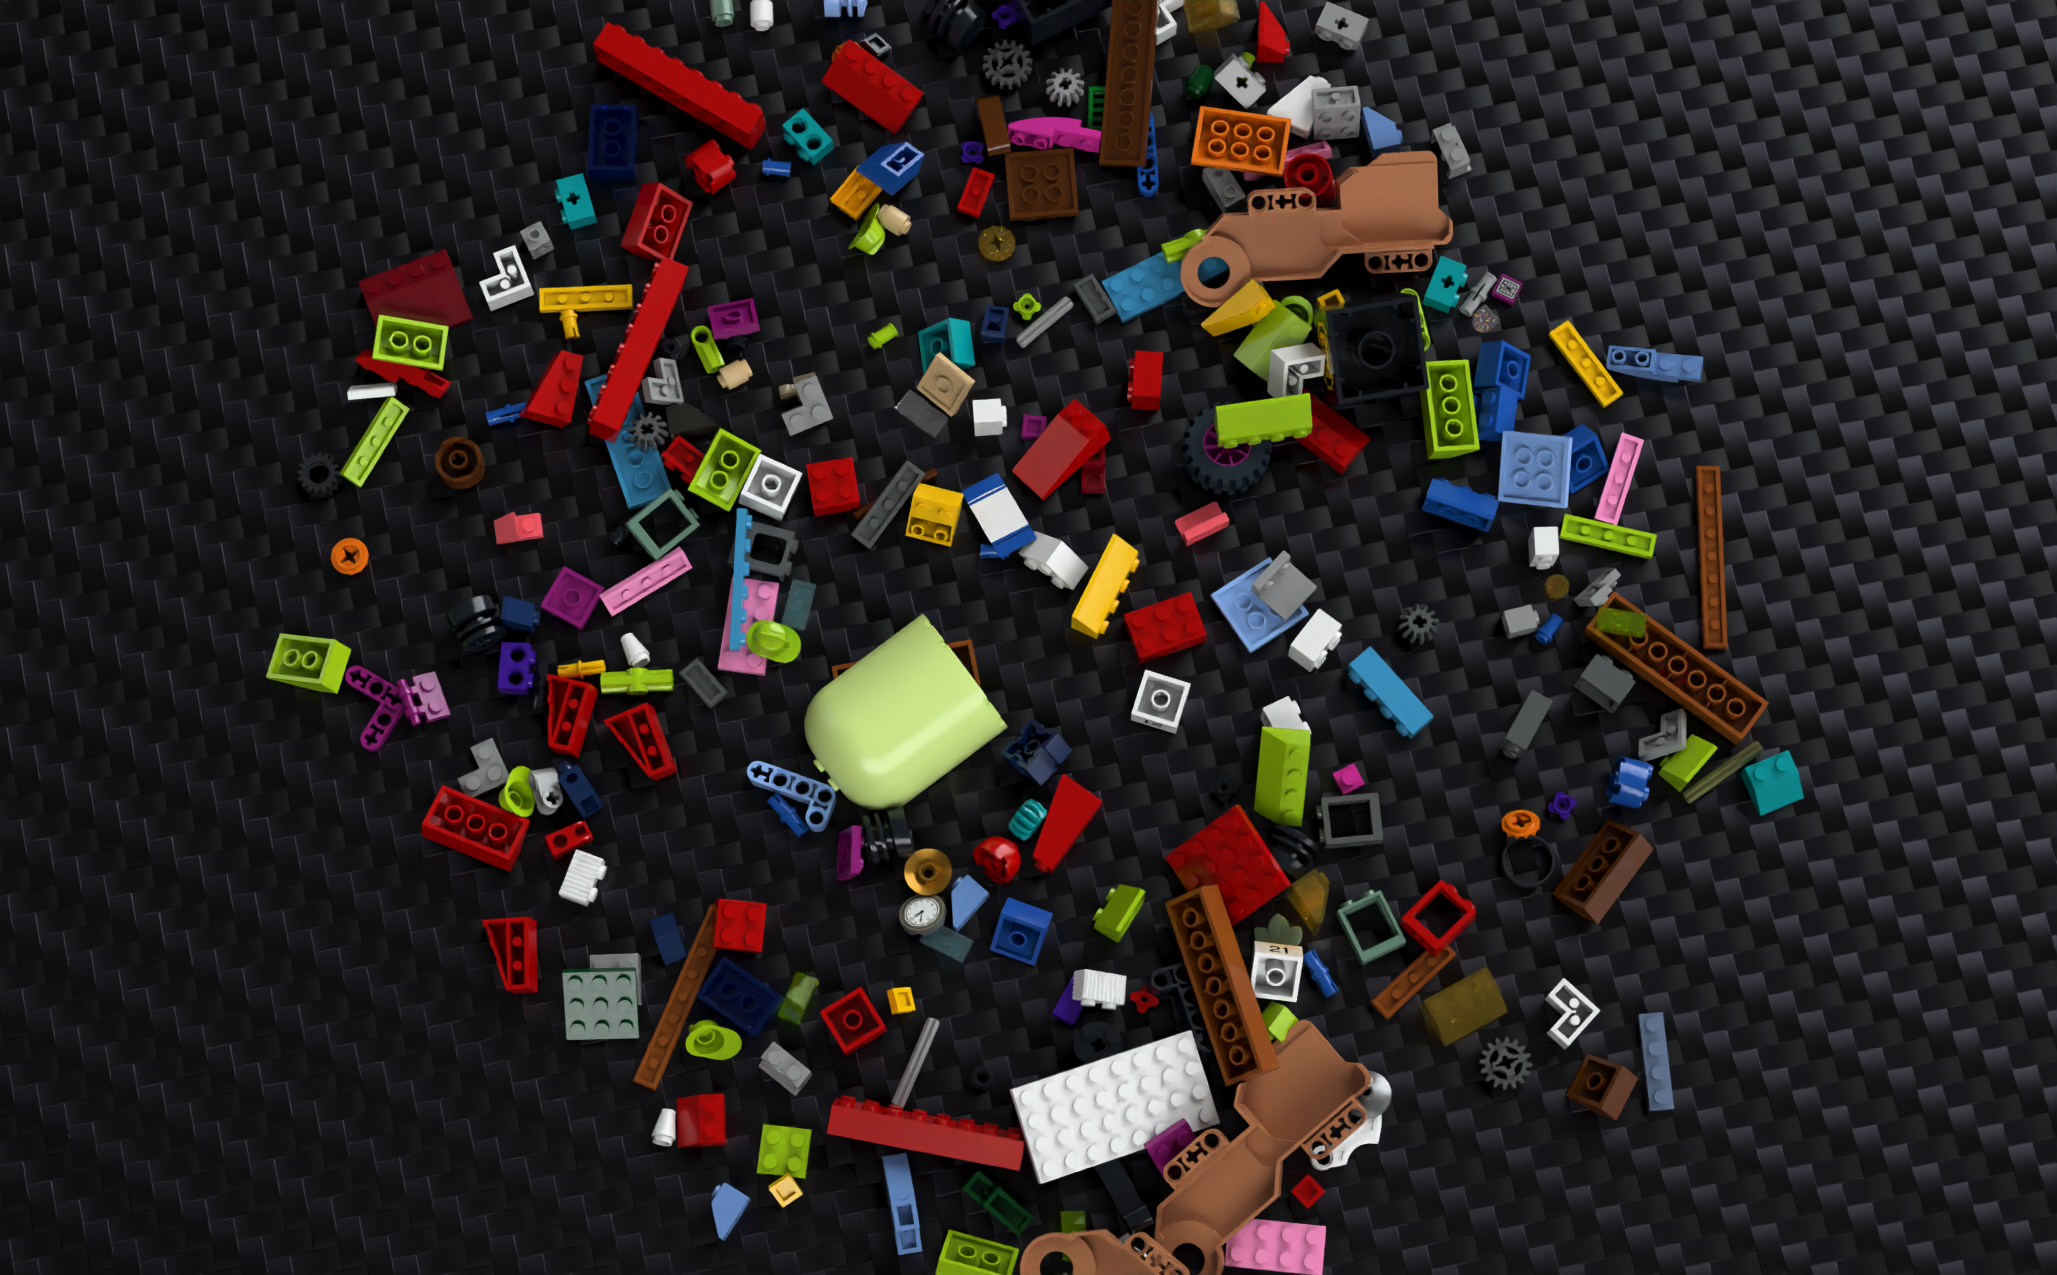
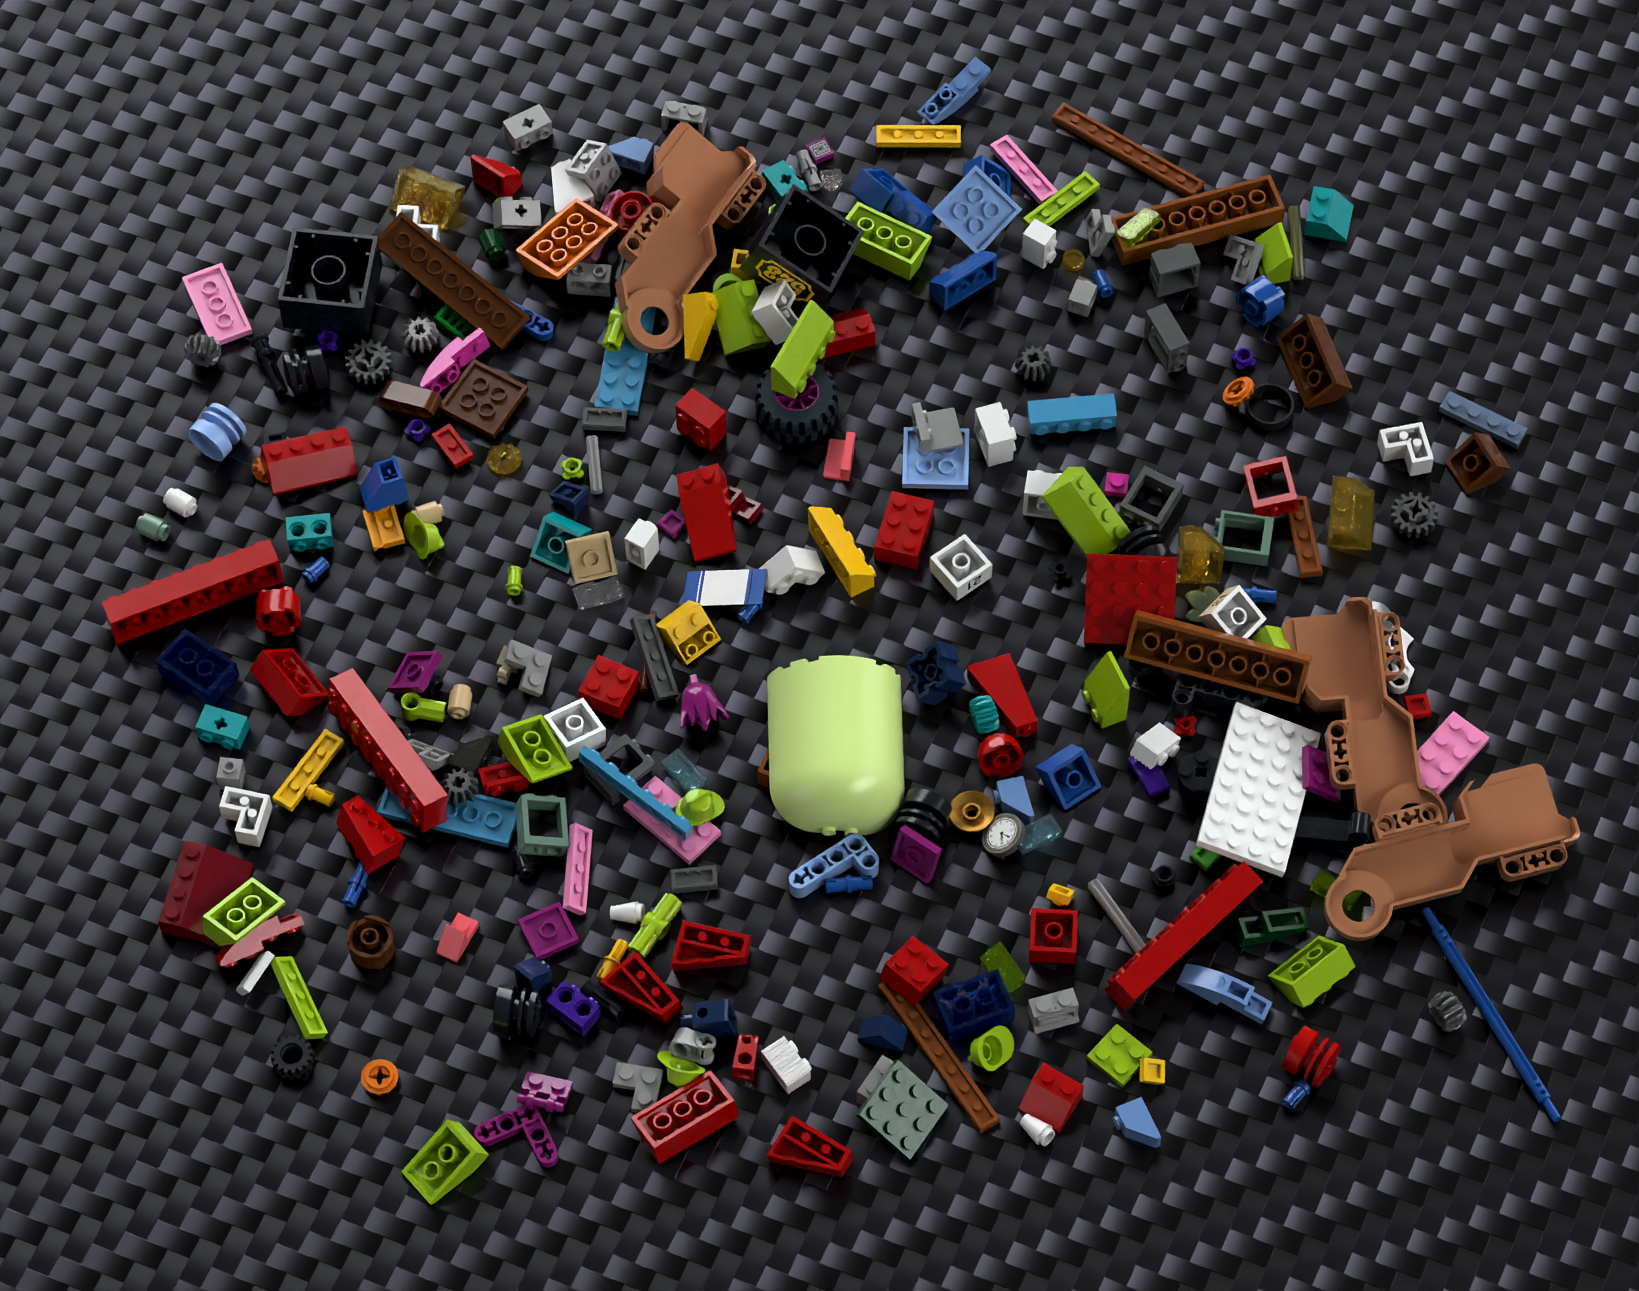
camera: 55 degrees left, 15 degrees down
(866, 574) = (700, 705): none -> magenta piece

